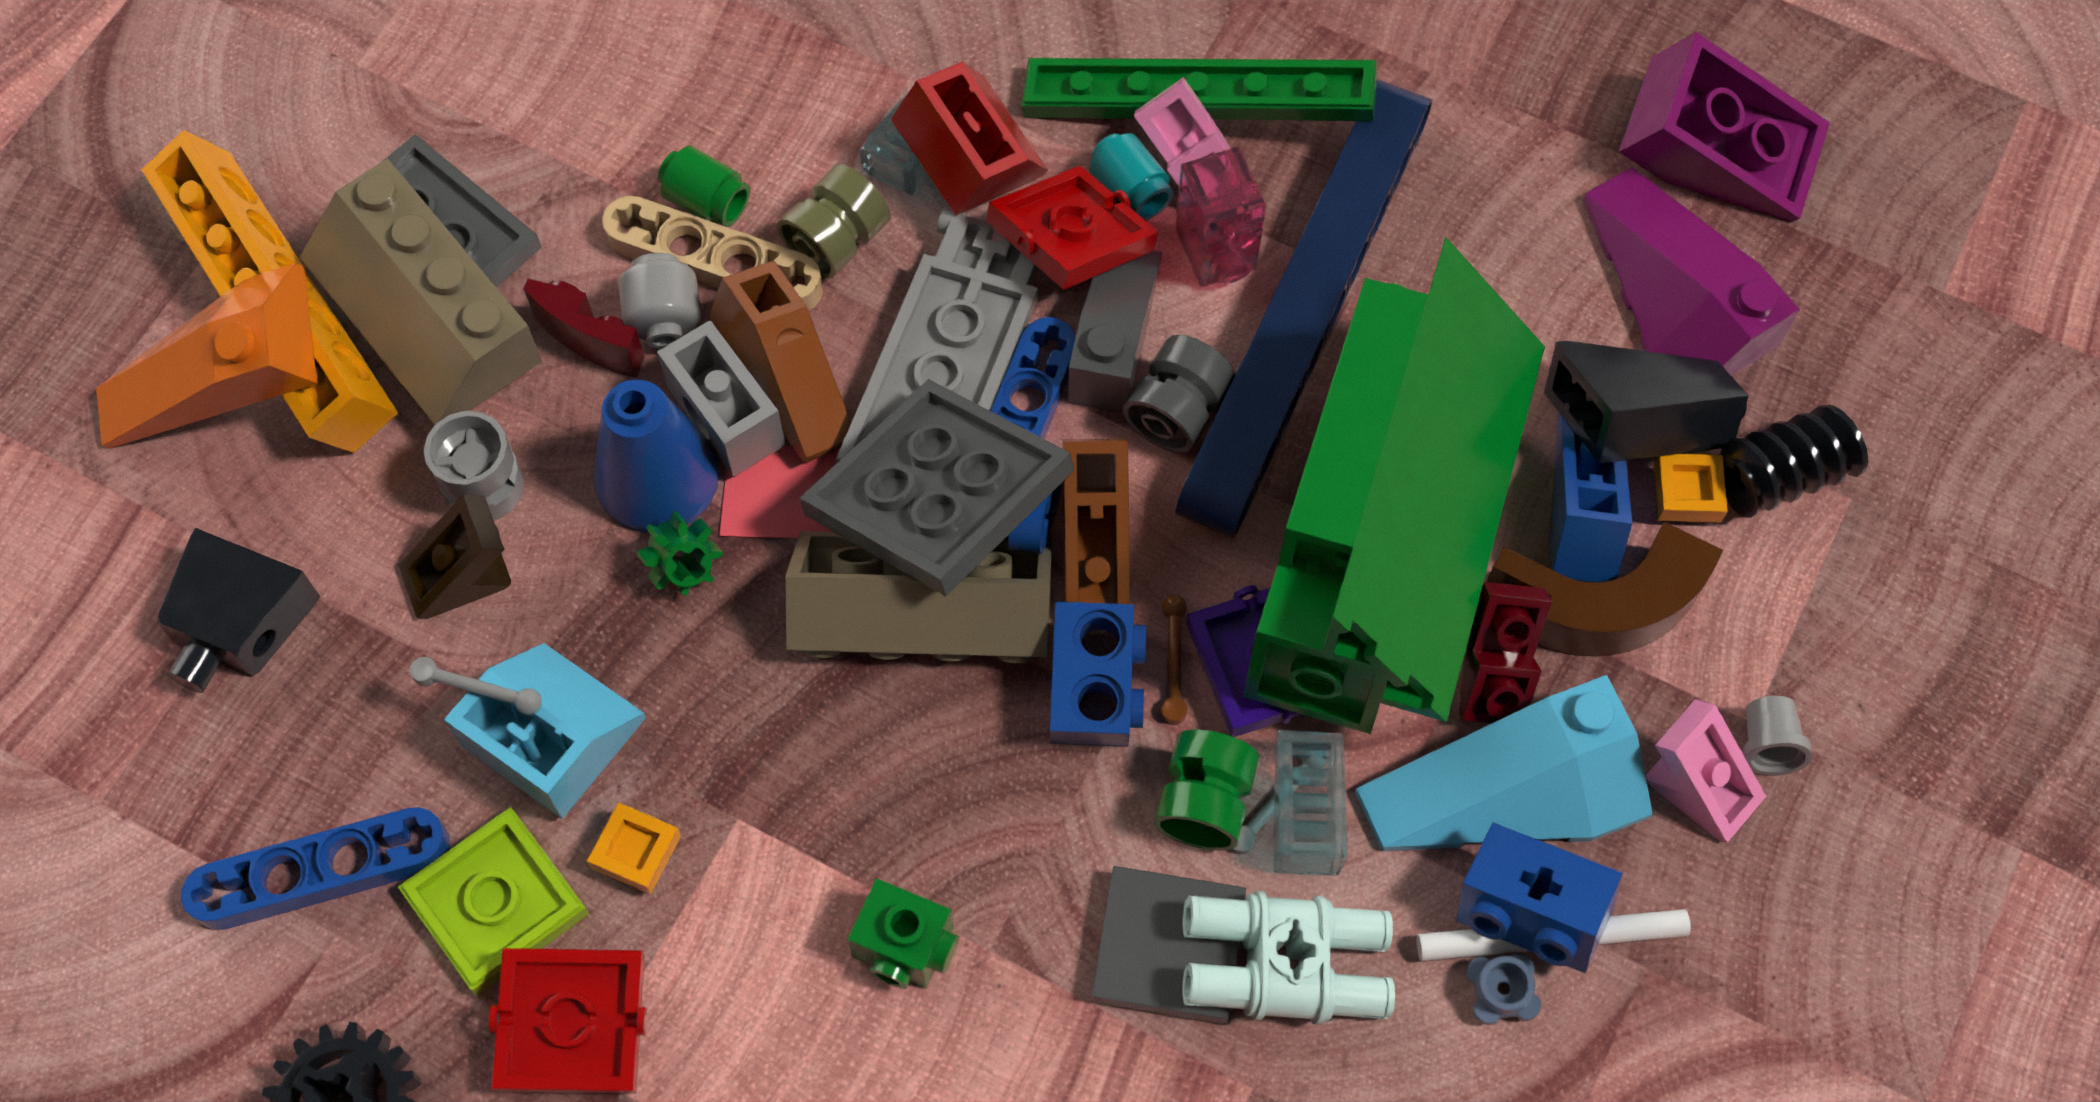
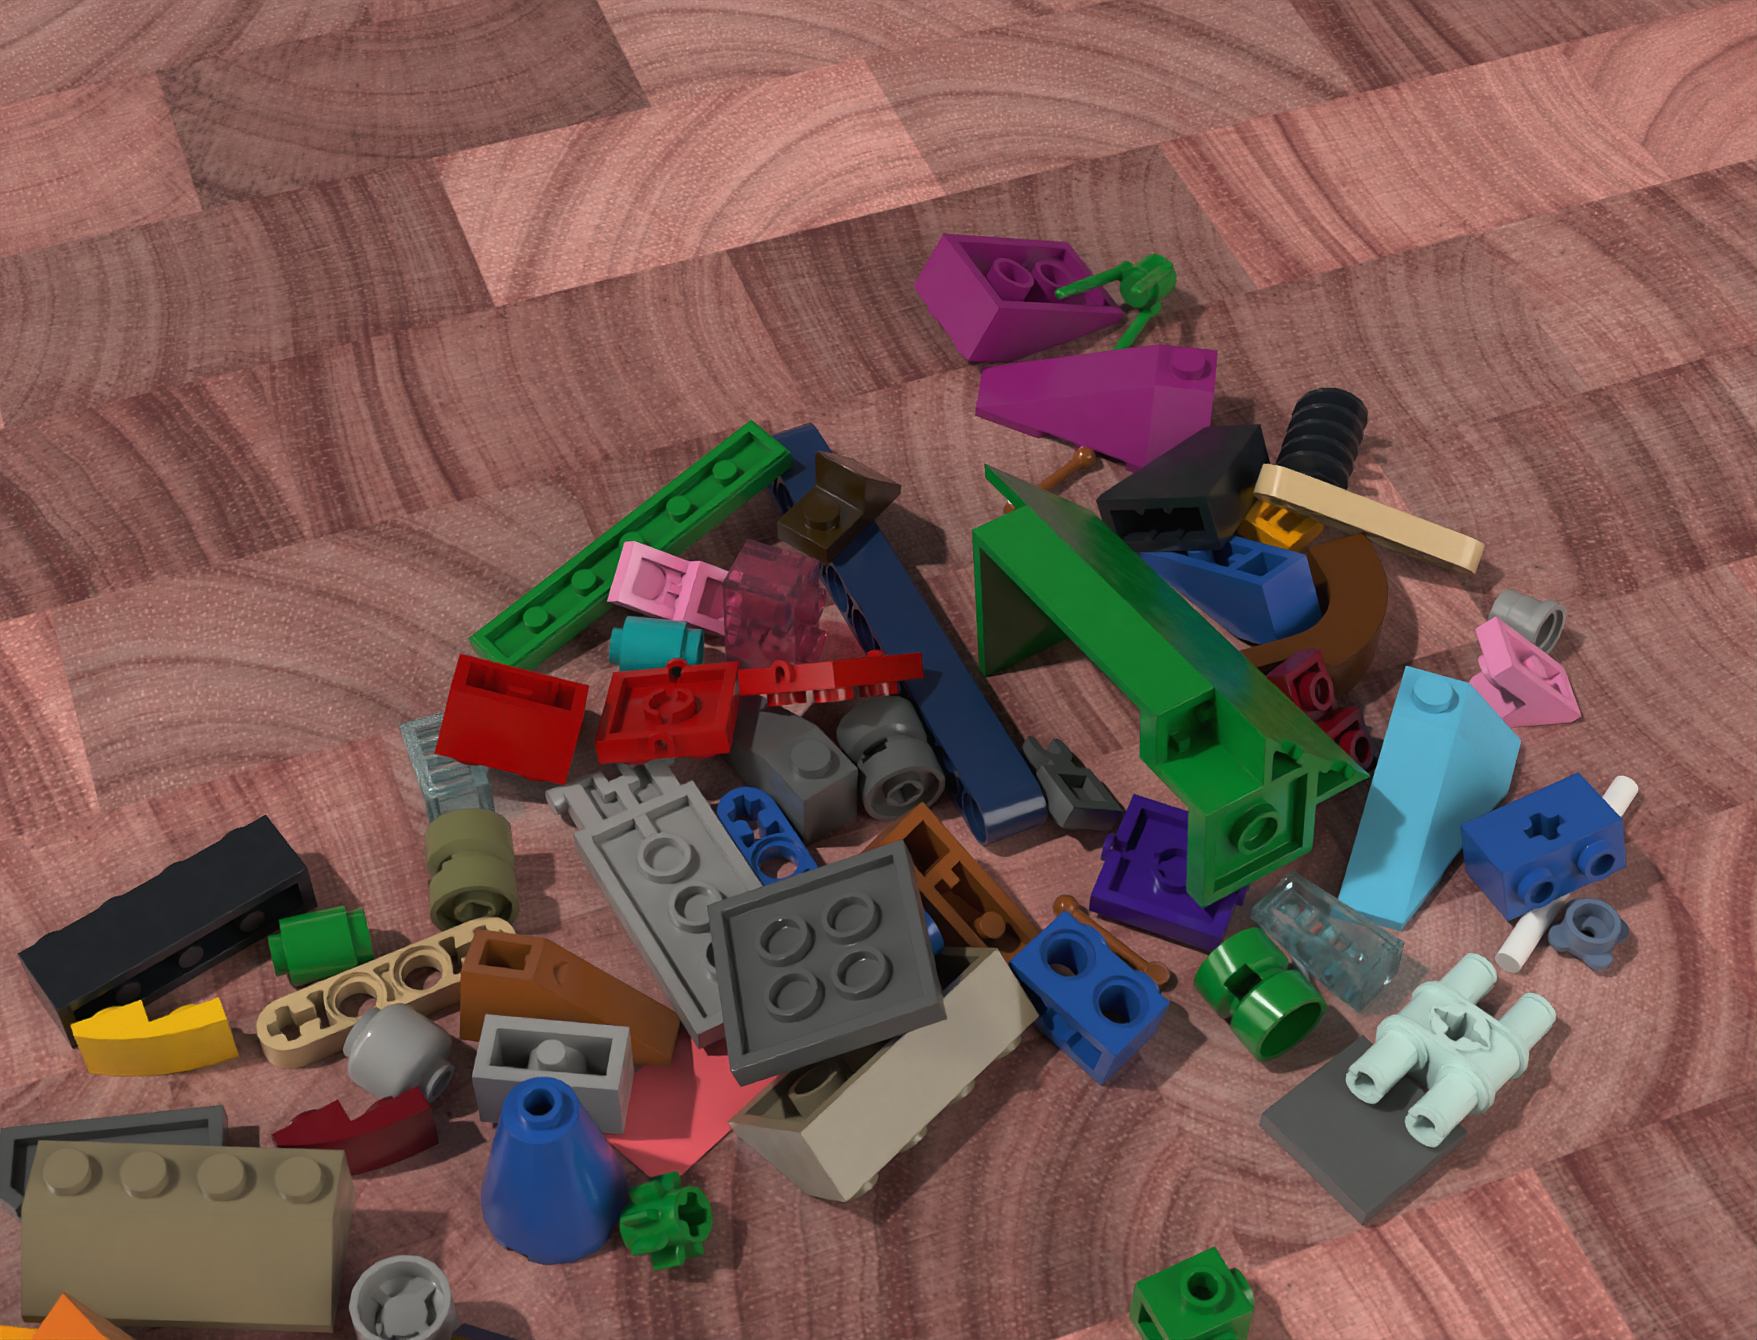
camera: 50 degrees left, 15 degrees down
(541, 150) = (128, 1044): none -> yellow slope
(634, 94) = (170, 926): none -> black brick
(1193, 296) = (831, 679): none -> red plate
(1263, 526) = (1071, 794): none -> dark grey plate
(1365, 180) = (837, 508): none -> dark brown slope
(1516, 296) = (1082, 459): none -> dark orange hinge
(1743, 546) = (1362, 515): none -> tan beam
(1832, 208) = (1140, 287): none -> green plant

